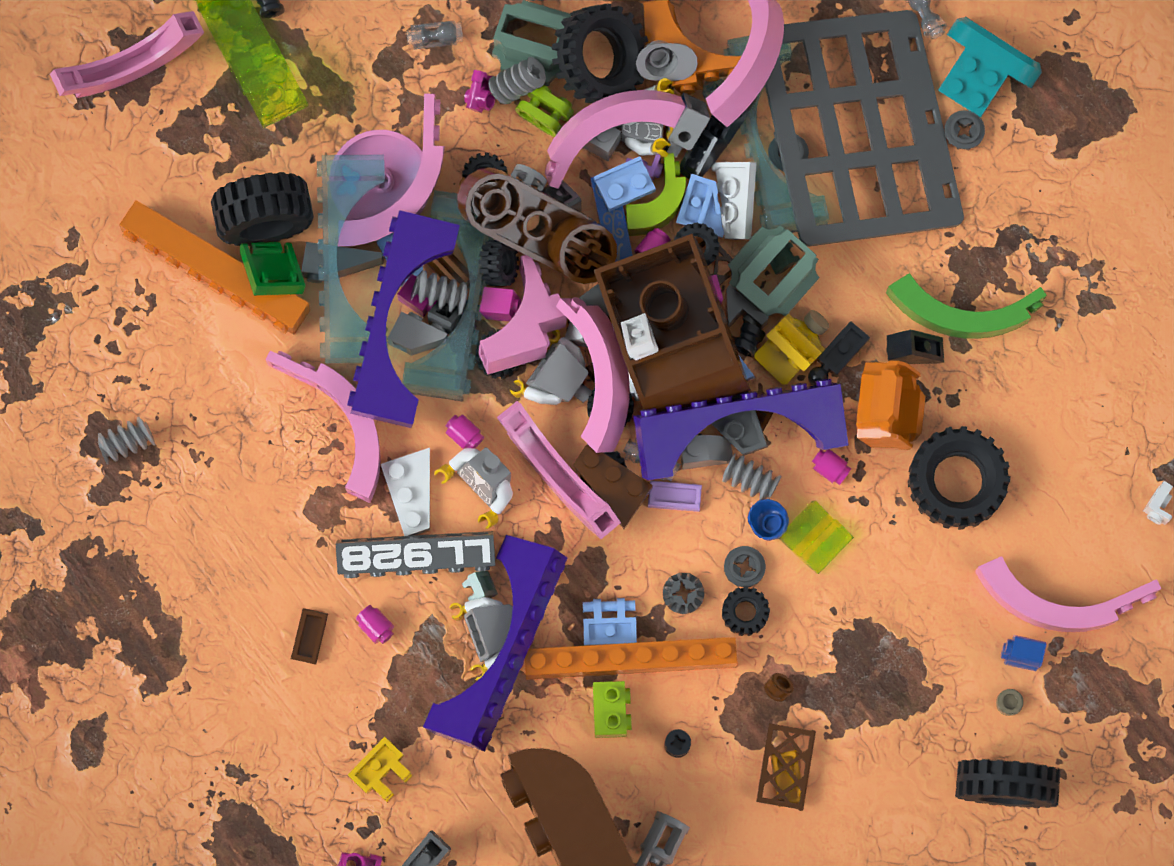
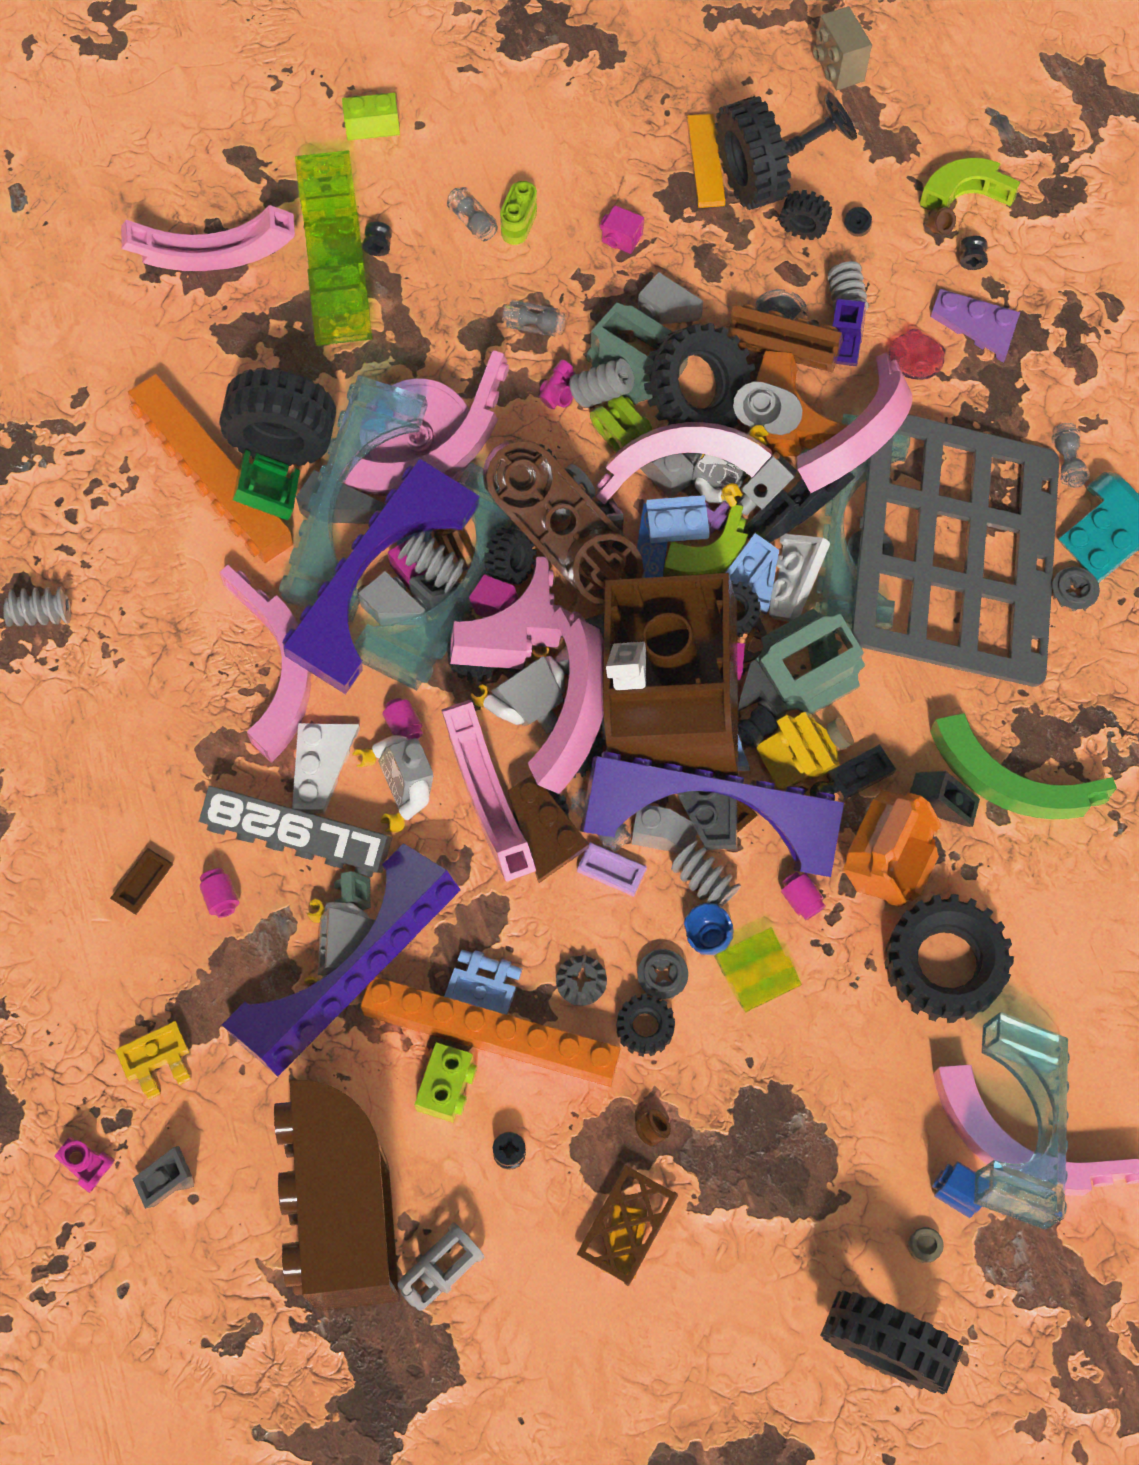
camera: 20 degrees right, 10 degrees down
(1053, 538) = (1040, 1063): none -> clear light blue arch

